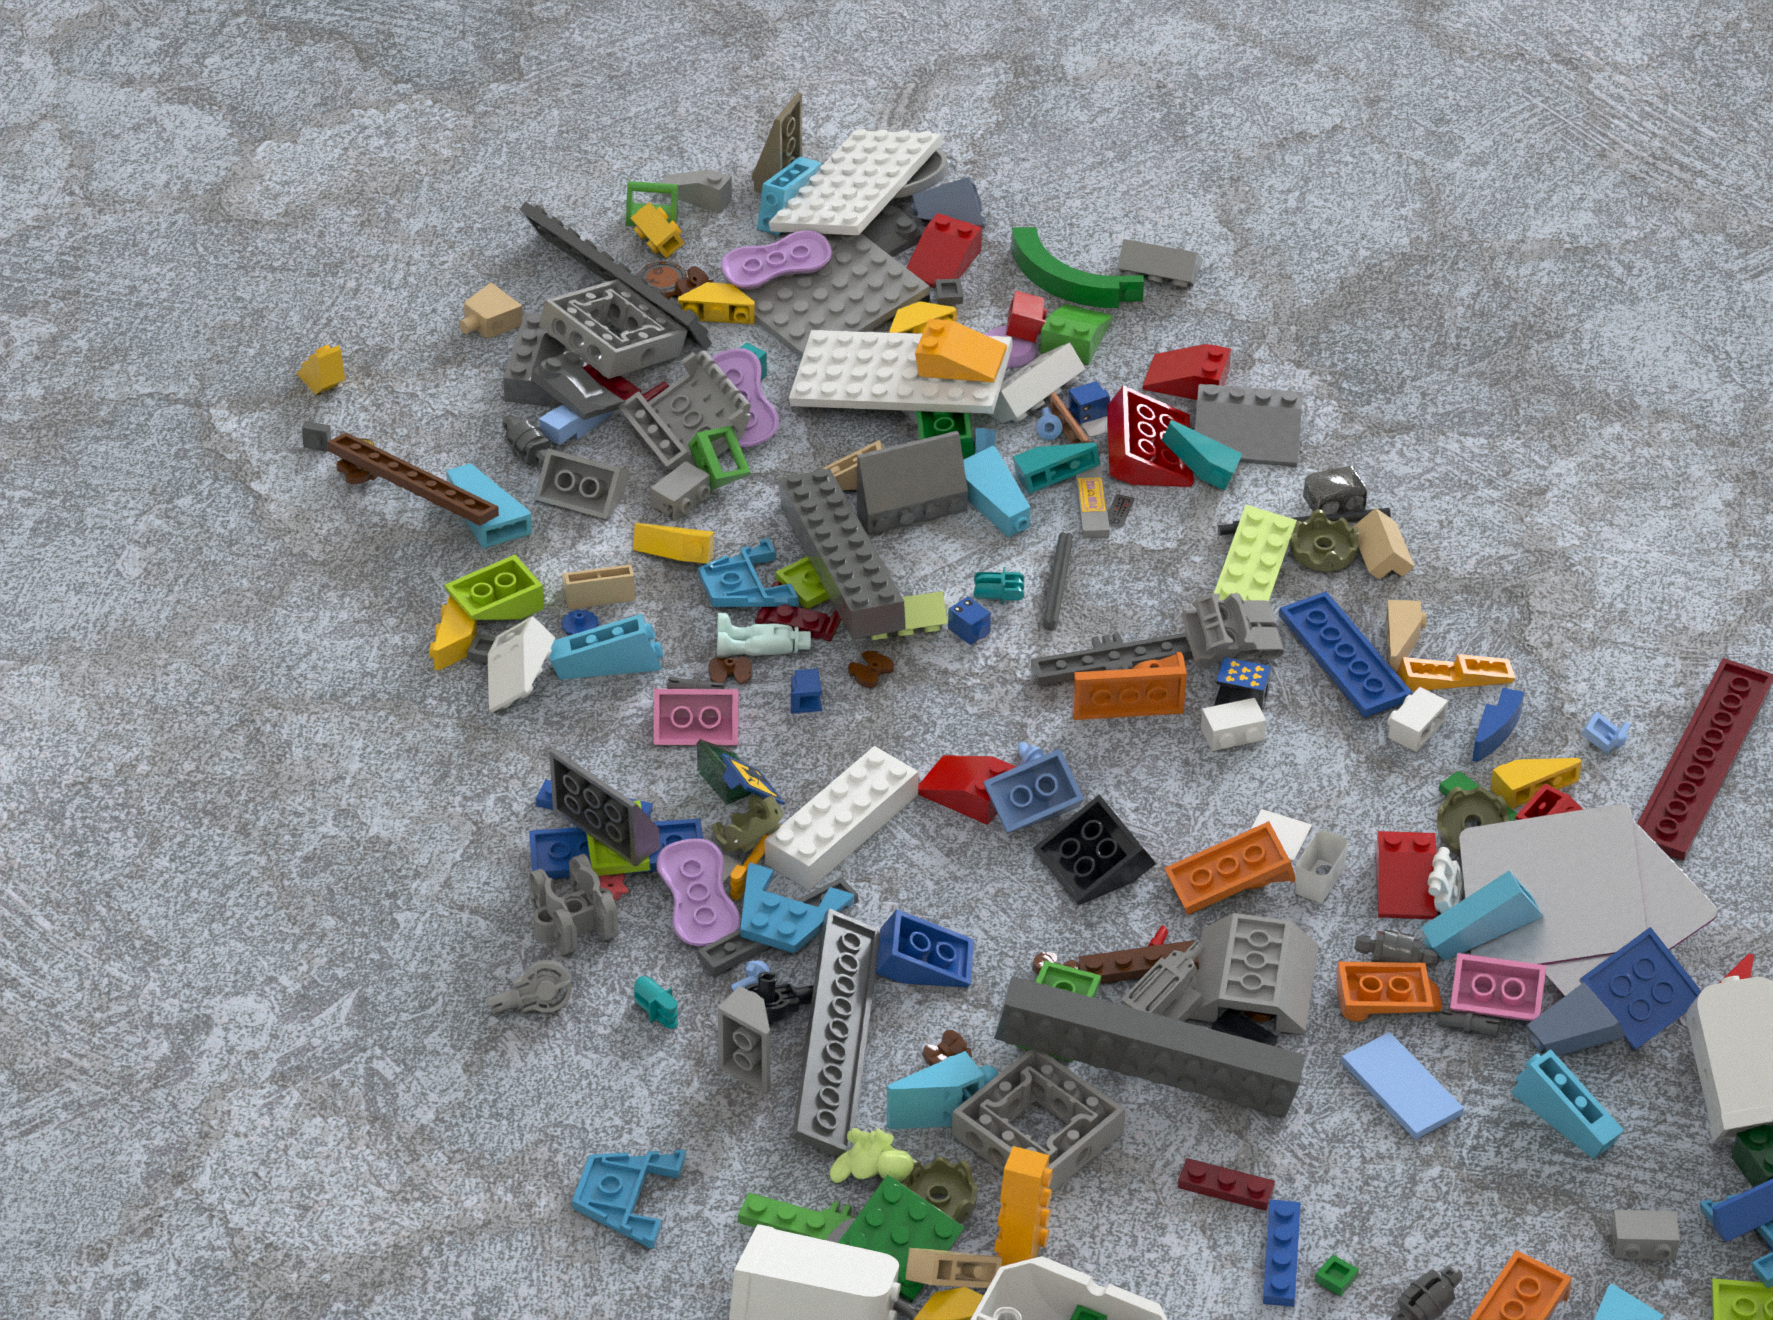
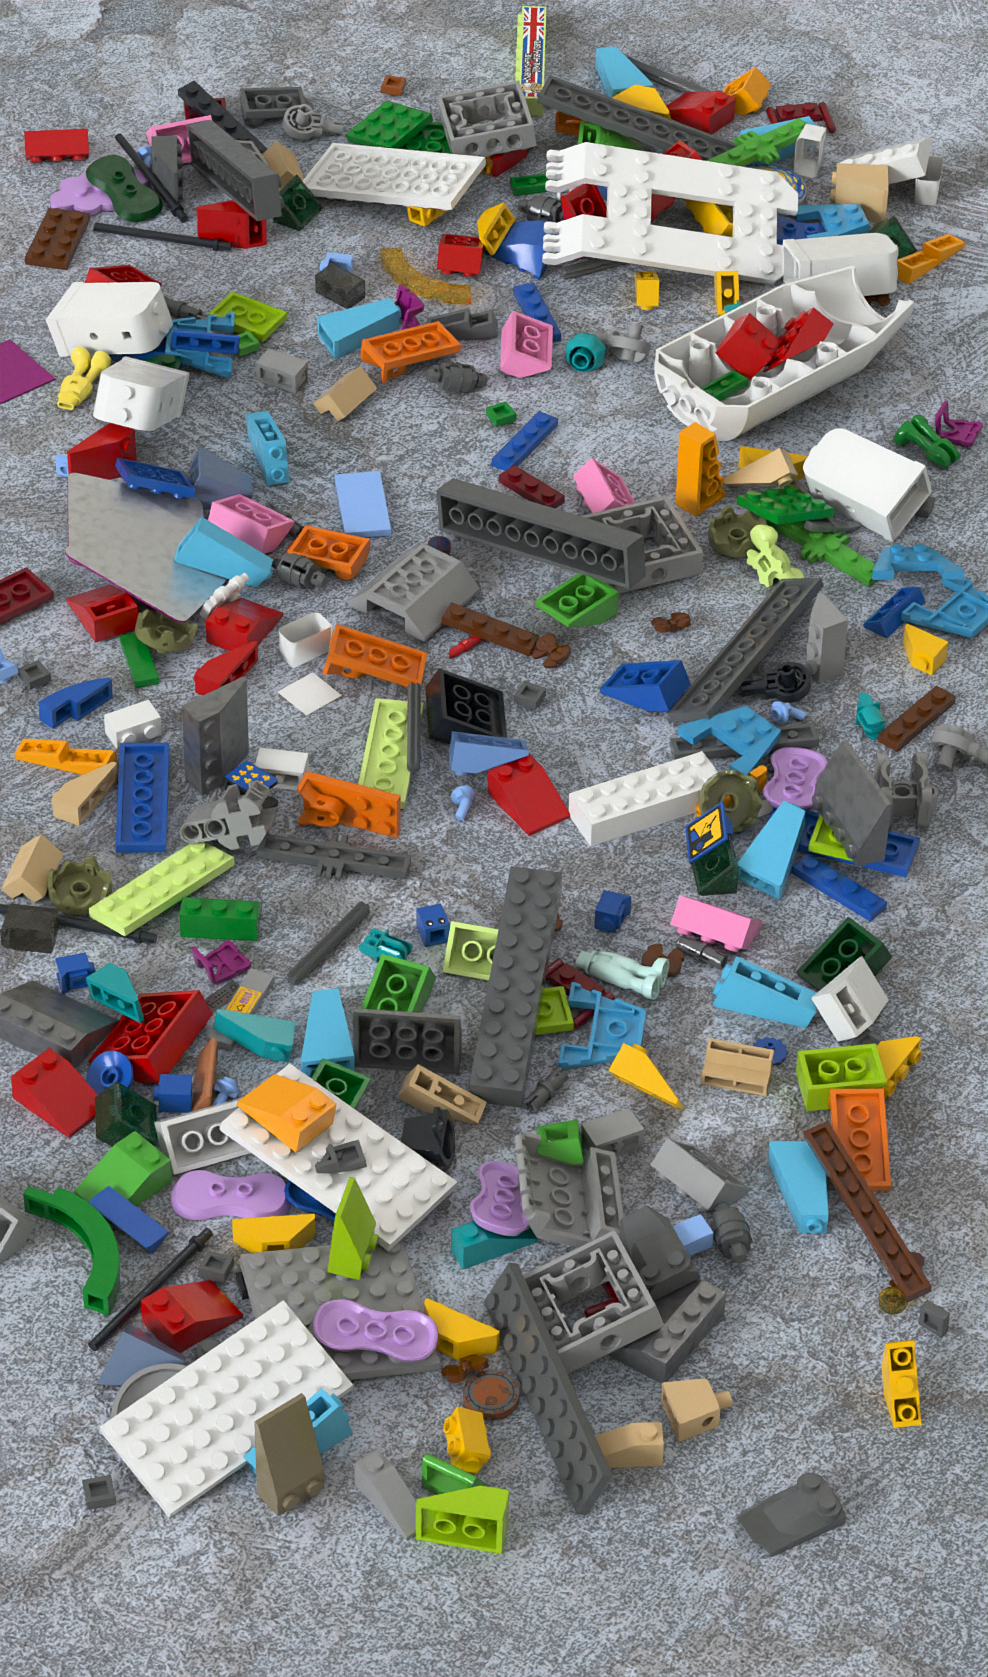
camera: 155 degrees left, 0 degrees up
(374, 271) = (793, 1515): none -> dark grey slope
(449, 546) = (861, 1126): none -> orange plate
(529, 270) = (633, 1445): none -> tan slope
(545, 719) = (840, 951): none -> dark green slope
(604, 1032) = (916, 718): none -> reddish brown plate
(613, 168) = (465, 1518): none -> lime slope
(637, 1112) = (924, 649): none -> yellow slope
(675, 791) = (773, 851): none -> medium azure slope
(700, 1168) = (888, 617): none -> blue slope
(708, 1232) = (914, 559): none -> dark azure wing
(765, 513) = (545, 1090): none -> dark grey pin
(835, 423) = (431, 1136): none -> black container
(838, 295) = (352, 1234): none -> lime slope
(890, 353) = (342, 1158): none -> dark grey slope
(918, 124) = (99, 1492): none -> dark grey plate
(935, 1092) = (701, 577): medium azure slope -> none
(956, 546) = (399, 986): none -> bright green slope
(979, 305) = (196, 1244): none -> black bar
(1026, 316) = (169, 1194): red brick -> none
(1042, 900) = (529, 695): none -> dark grey plate
(1054, 294) = (129, 1219): none -> blue slope
(1114, 366) = (121, 1112): none -> clear green slope
(1124, 1194) = (601, 487): none -> bright pink slope
(1131, 529) = (227, 960): none -> magenta piece
(1131, 802) = (413, 727): none -> dark grey axle
(1140, 784) = (386, 749): none -> yellowish green plate
(1160, 396) = (106, 1067): none -> blue dish
(1168, 986) = (500, 585): light grey piece -> none
(1175, 564) = (220, 919): none -> green slope
(1261, 472) = (73, 971): none -> blue window
(1307, 672) = (215, 735): none -> flat silver slope
(1378, 807) = (225, 668): none -> red slope
(1524, 777) = (86, 654): yellow slope -> none
(1543, 1224) = (346, 394): none -> tan piece
(1565, 742) = (34, 674): none -> dark grey plate
(1726, 1264) = (247, 343): none -> bright green plate

